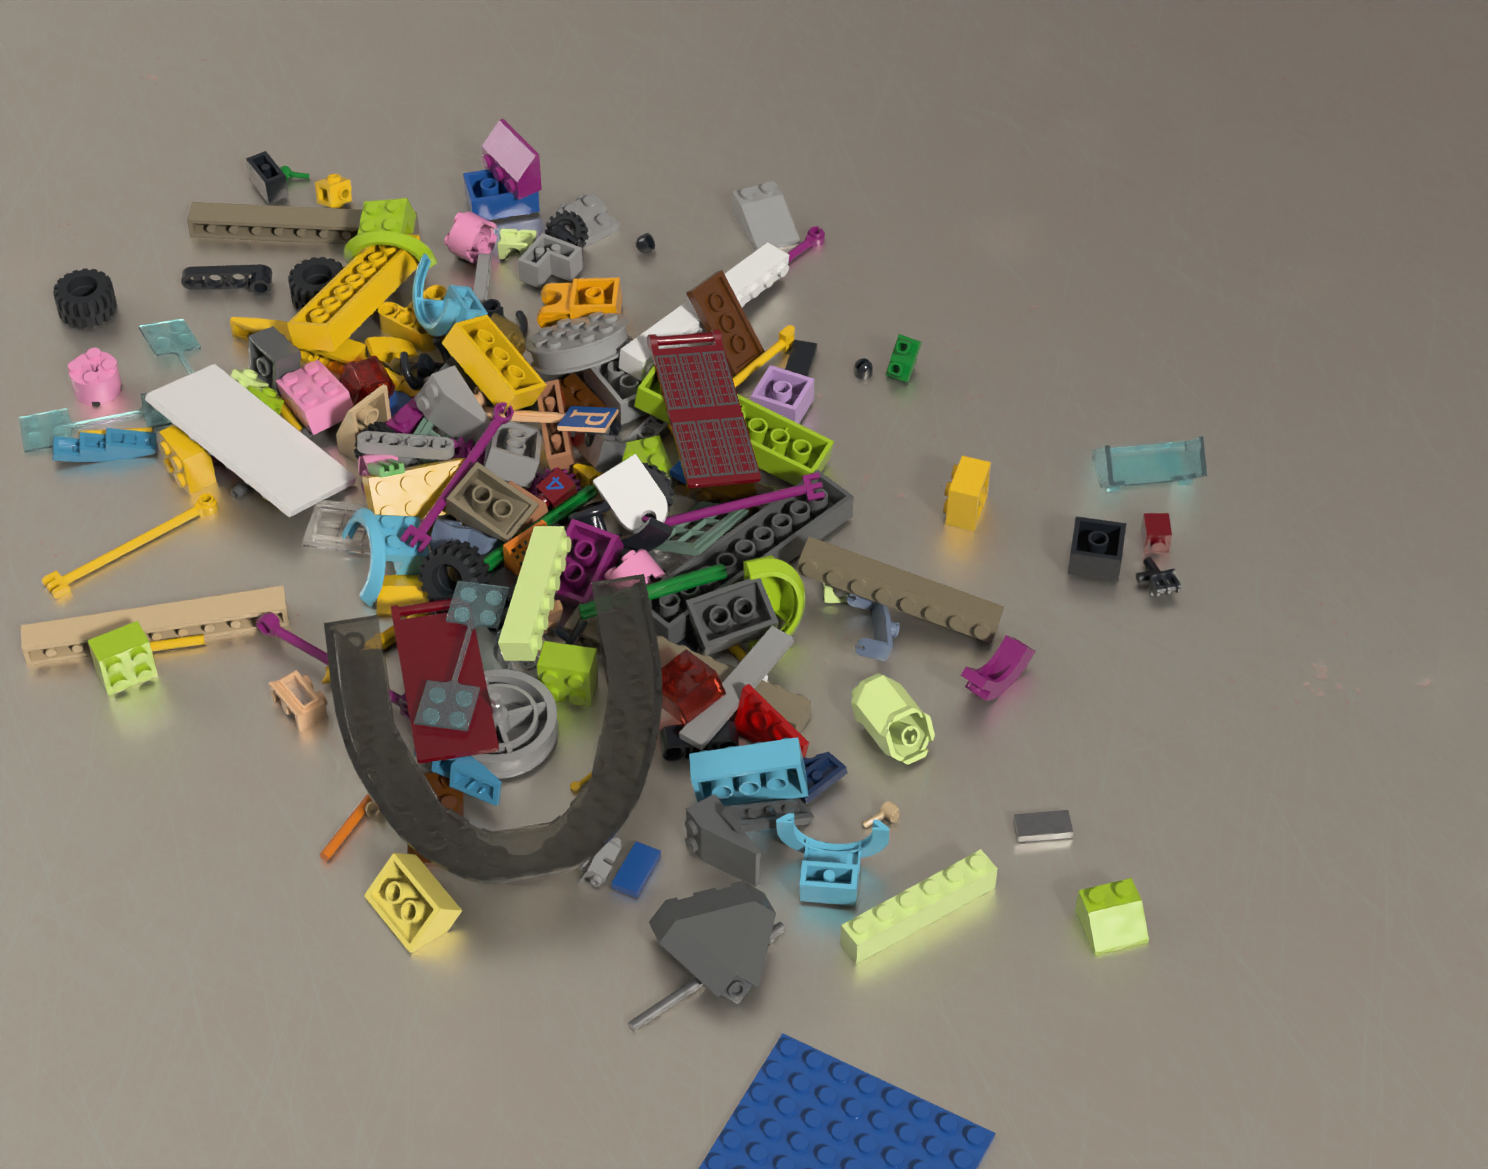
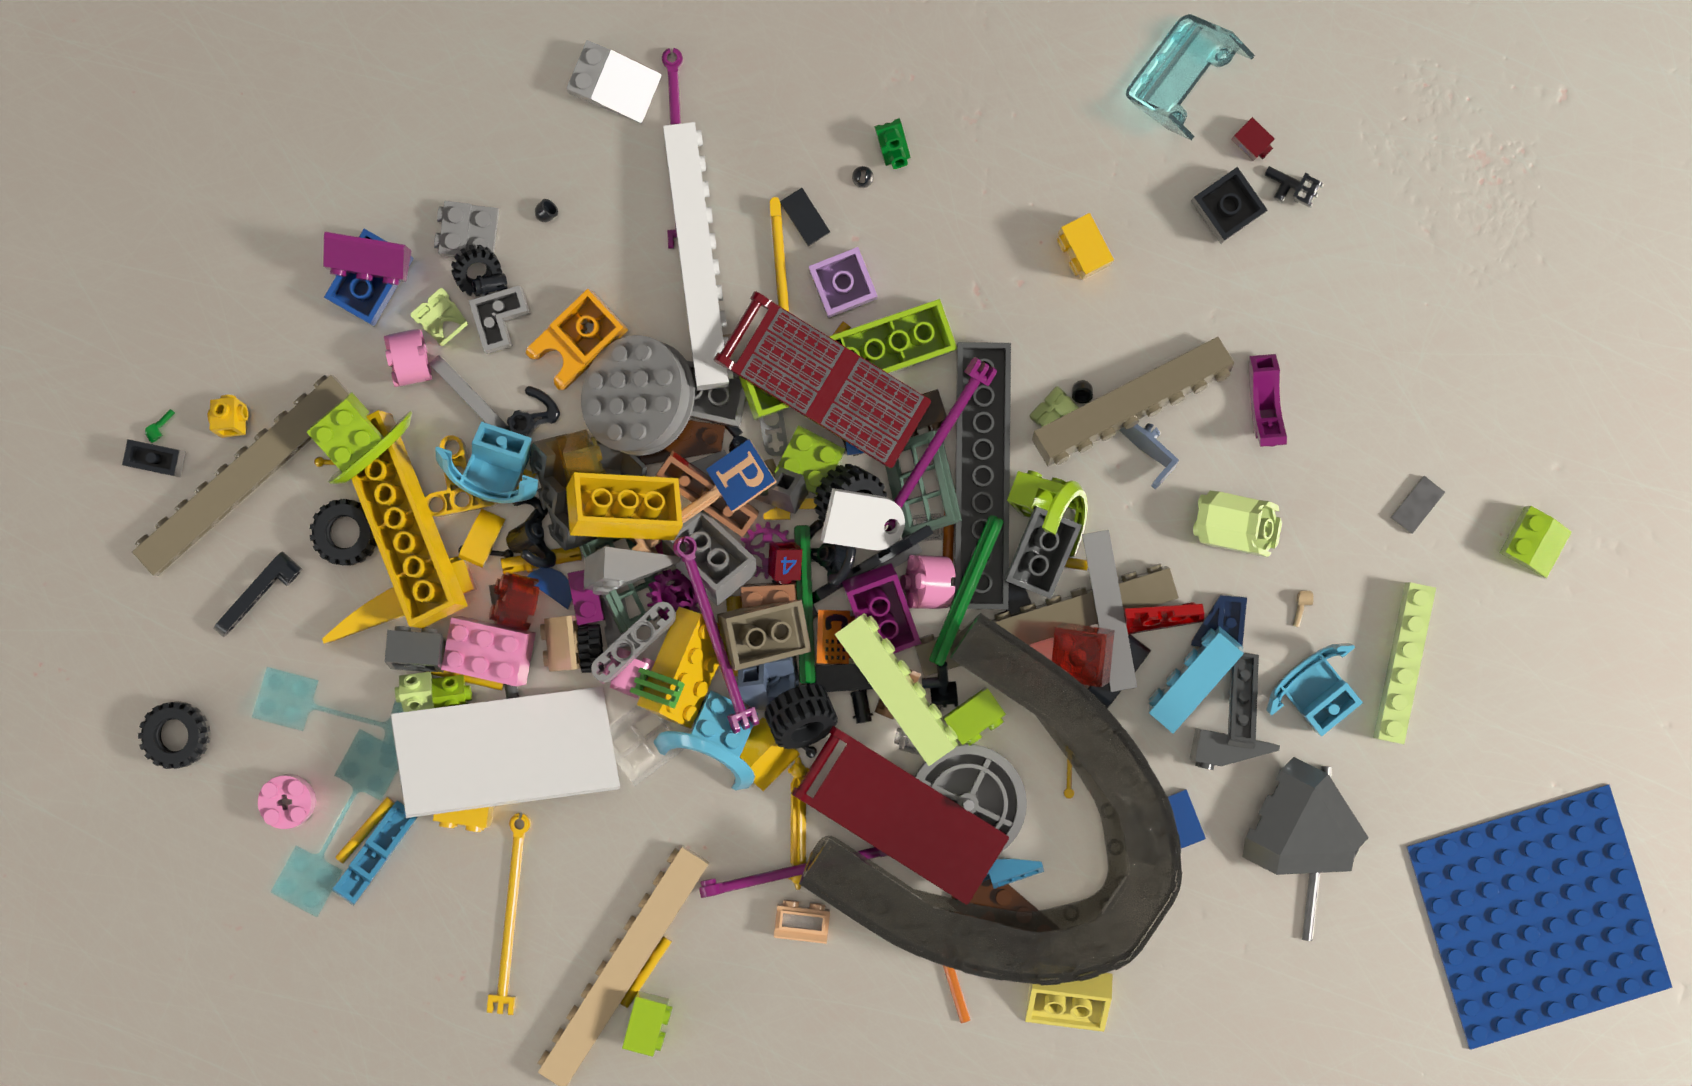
camera: 50 degrees left, 40 degrees up
(449, 702) = (936, 839): clear light blue hinge -> none
(721, 310) = (732, 260): reddish brown plate -> none

